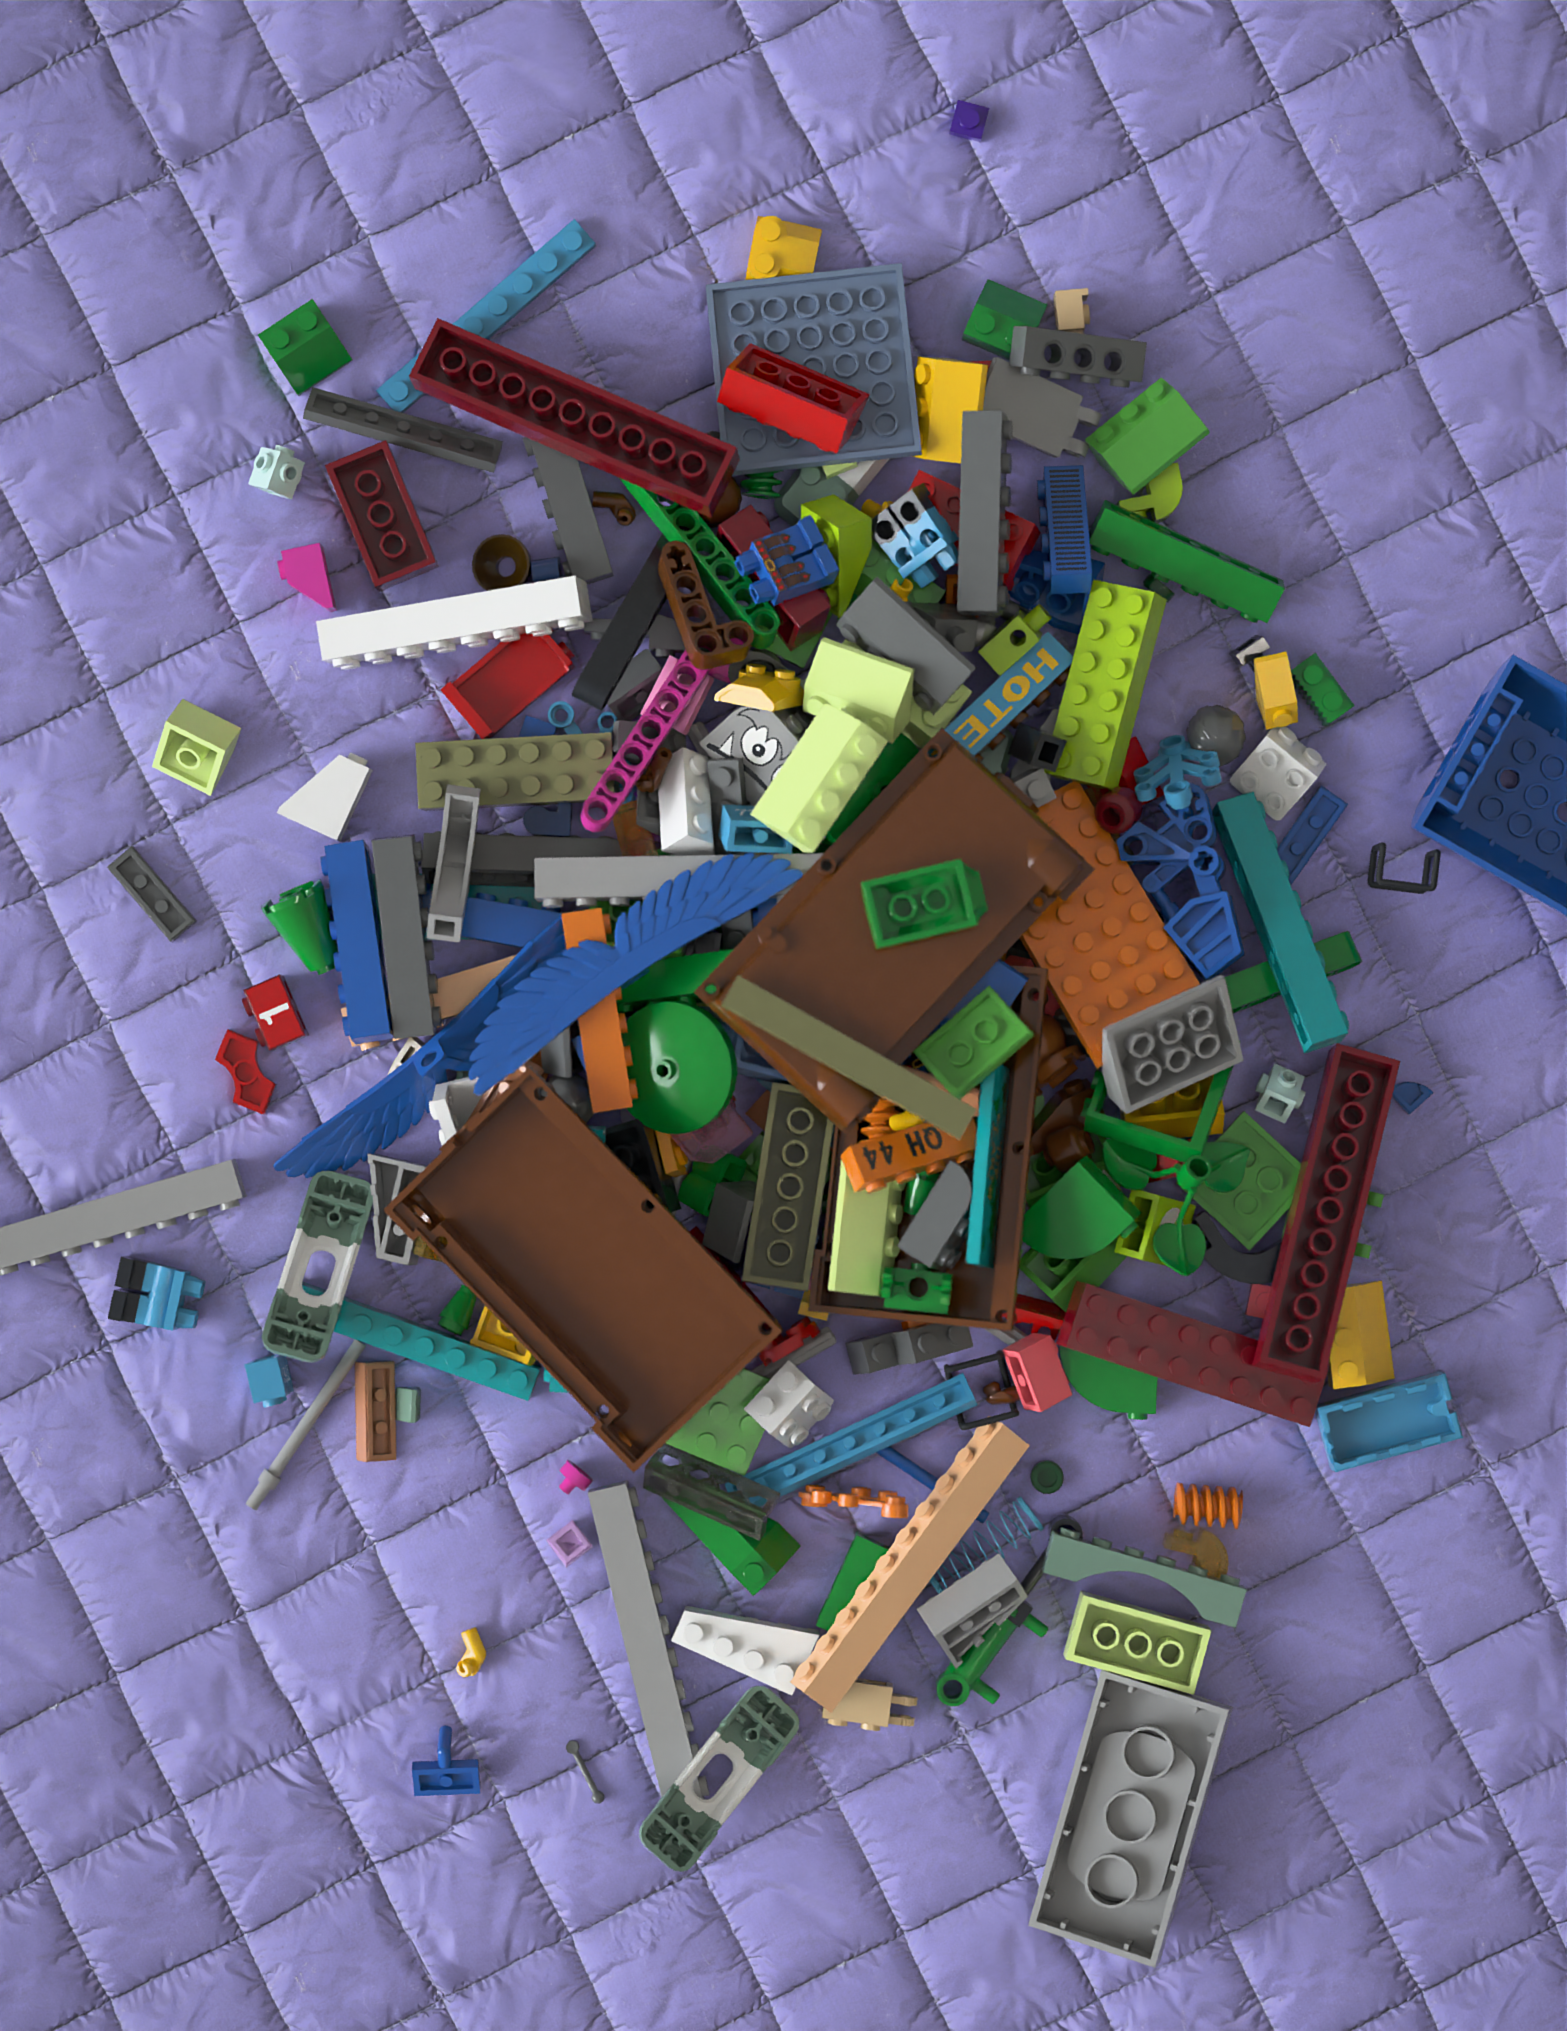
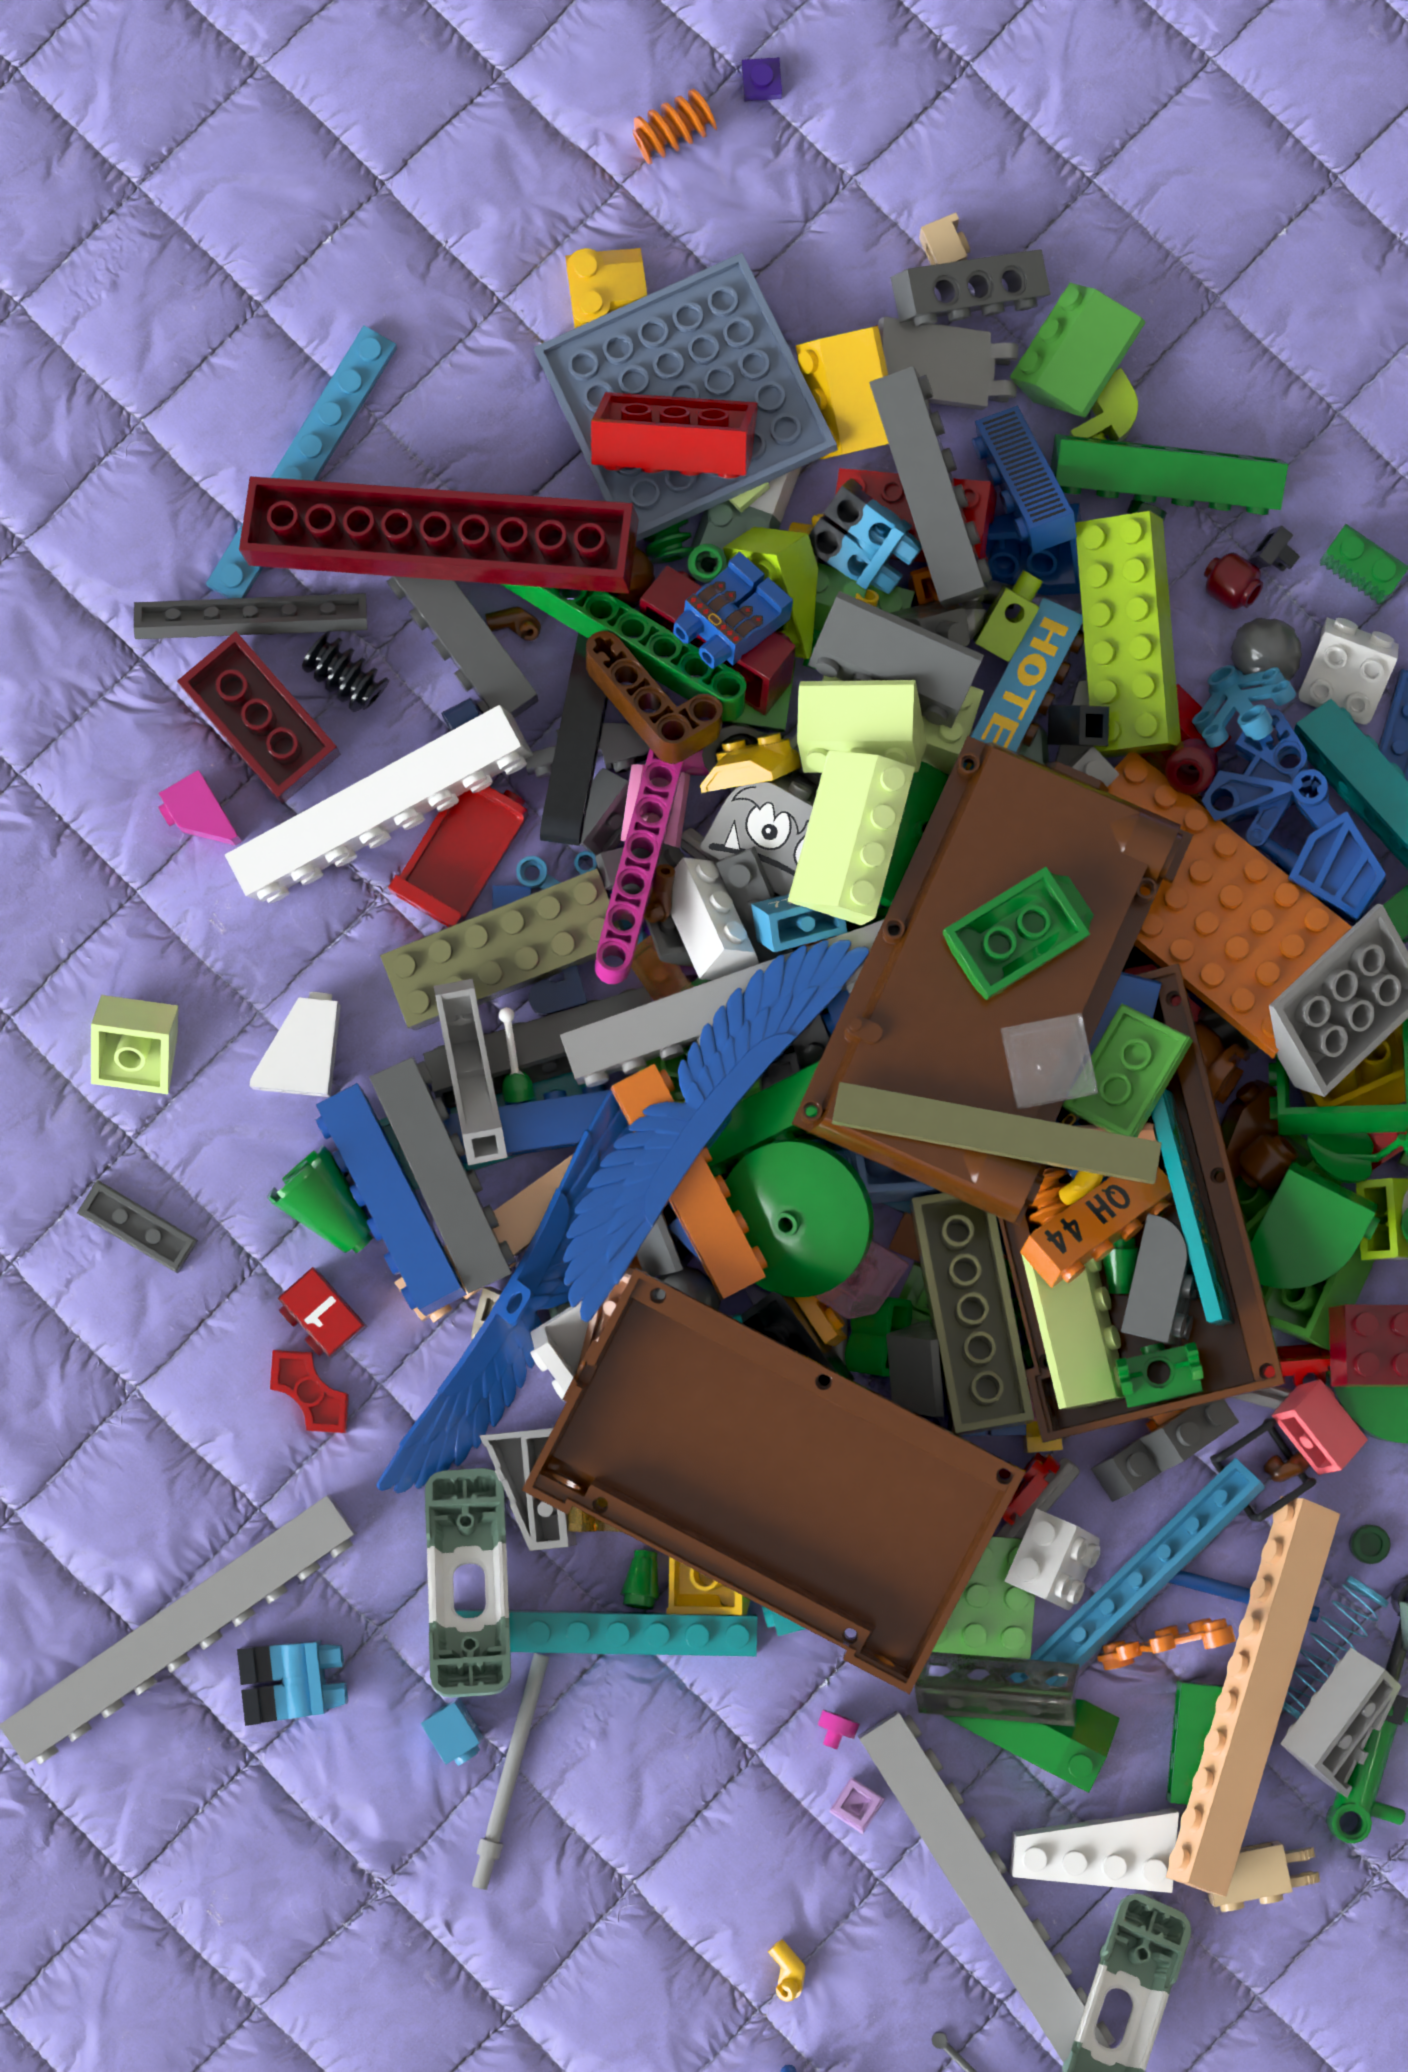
camera: 25 degrees left, 5 degrees down
(277, 471) = (125, 708): light aqua brick -> none
(305, 347) = (111, 561): green slope -> none
(375, 1411) = (584, 1729): nougat slope -> none
(407, 1404) = (618, 1708): sand green slope -> none
(462, 502) = (343, 674): none -> black piece
(490, 884) = (517, 1084): none -> hinge
(491, 553) = (397, 714): dark brown piece -> none
(774, 513) = (701, 553): none -> green cone
(881, 136) = (672, 125): none -> orange piece
(911, 1014) = (1049, 1061): none -> clear tile
(997, 314) = (865, 279): green slope -> none
(1209, 668) = (1233, 581): none -> dark red head
(1275, 690) = (1316, 580): yellow slope -> none

